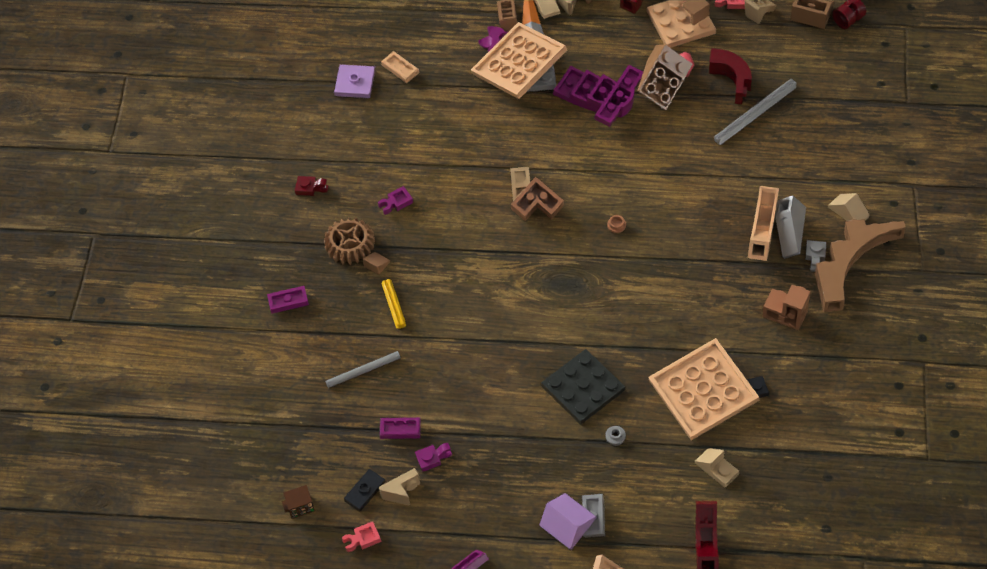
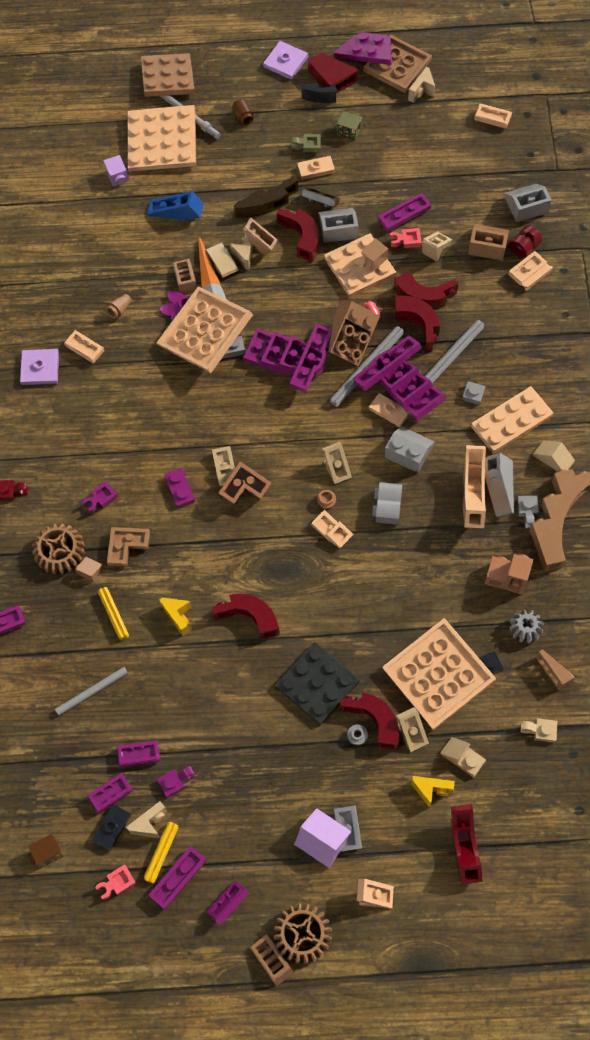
camera: 10 degrees left, 10 degrees up
(367, 459) = (110, 793): none -> magenta plate
(408, 517) = (161, 852): none -> yellow axle
(414, 239) = (124, 539): none -> medium nougat plate
(421, 540) = (177, 877): none -> magenta plate
(437, 35) = (118, 306): none -> medium nougat cone
(454, 307) = (175, 610): none -> yellow slope
(474, 200) = (179, 487): none -> magenta plate
(526, 311) = (251, 607): none -> dark red arch
(617, 252) = (331, 529): none -> light nougat slope
(631, 192) = (336, 463): none -> tan slope
(638, 416) = (380, 713): none -> dark red arch
(669, 434) = (412, 729): none -> tan slope
(674, 110) = (349, 385): none -> light grey axle
(676, 233) = (388, 503): none -> light grey brick
(678, 486) = (426, 786): none -> yellow slope
(690, 152) = (388, 410): none -> light nougat plate
(703, 188) = (408, 449): none -> light grey slope
(706, 123) = (402, 379): none -> magenta slope
(749, 53) = (434, 296): none -> dark red arch
(777, 144) = (473, 393): none -> light grey plate
(797, 356) = (526, 619): none -> light grey gear
(801, 451) = (543, 729): none -> tan plate
(812, 172) = (512, 419): none -> light nougat plate
(820, 399) = (557, 673): none -> medium nougat slope
(850, 40) = (530, 270): none -> light nougat plate

